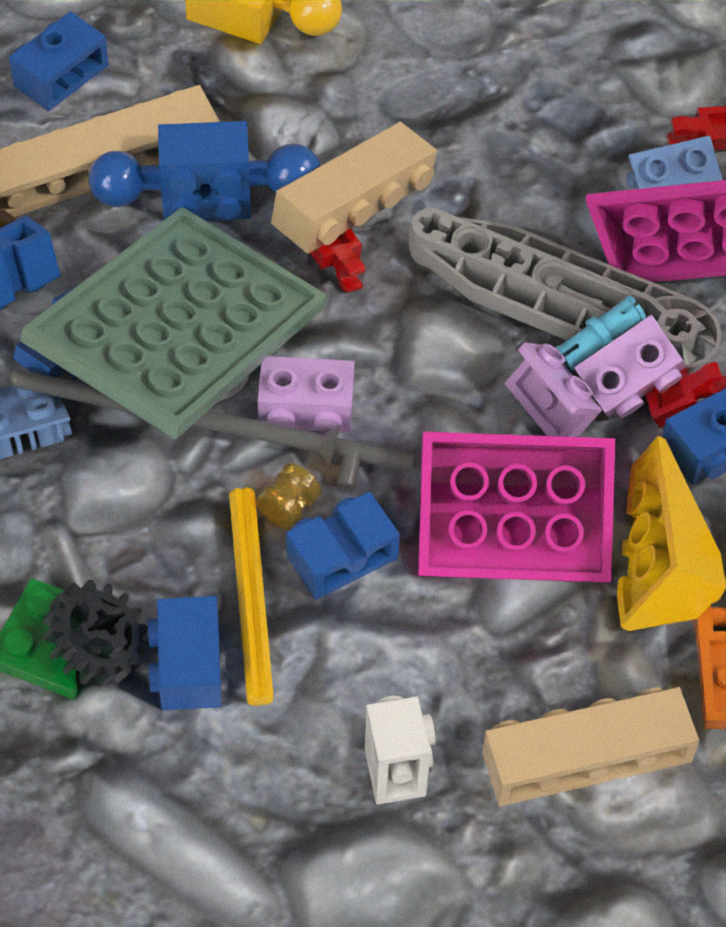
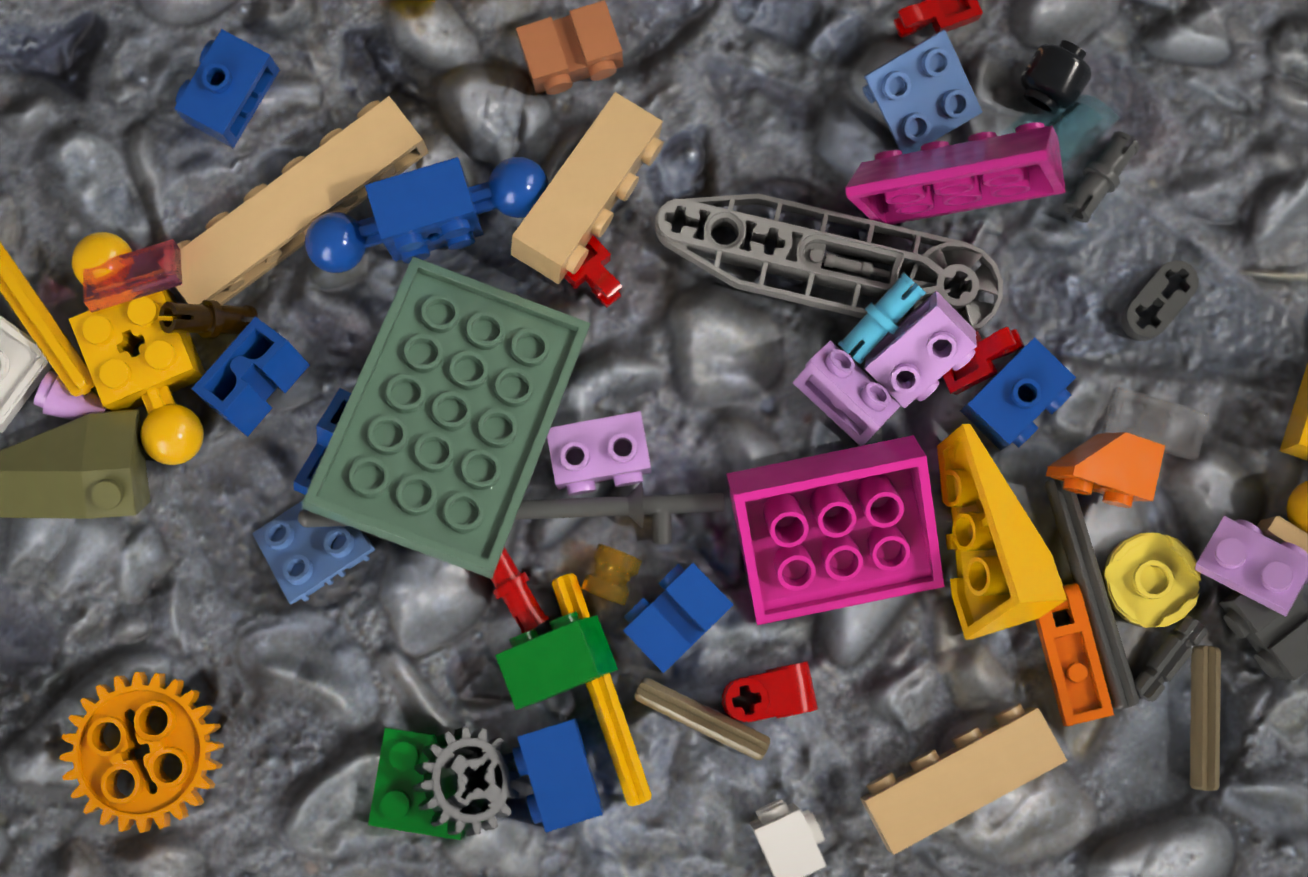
camera: 10 degrees left, 25 degrees up
(190, 487) = (516, 594): none -> red pin
(213, 547) = (555, 661): none -> green brick
(343, 641) = (702, 718): none -> dark tan axle
(370, 92) = (571, 48): none -> nougat brick
(419, 630) = (778, 693): none -> red piece

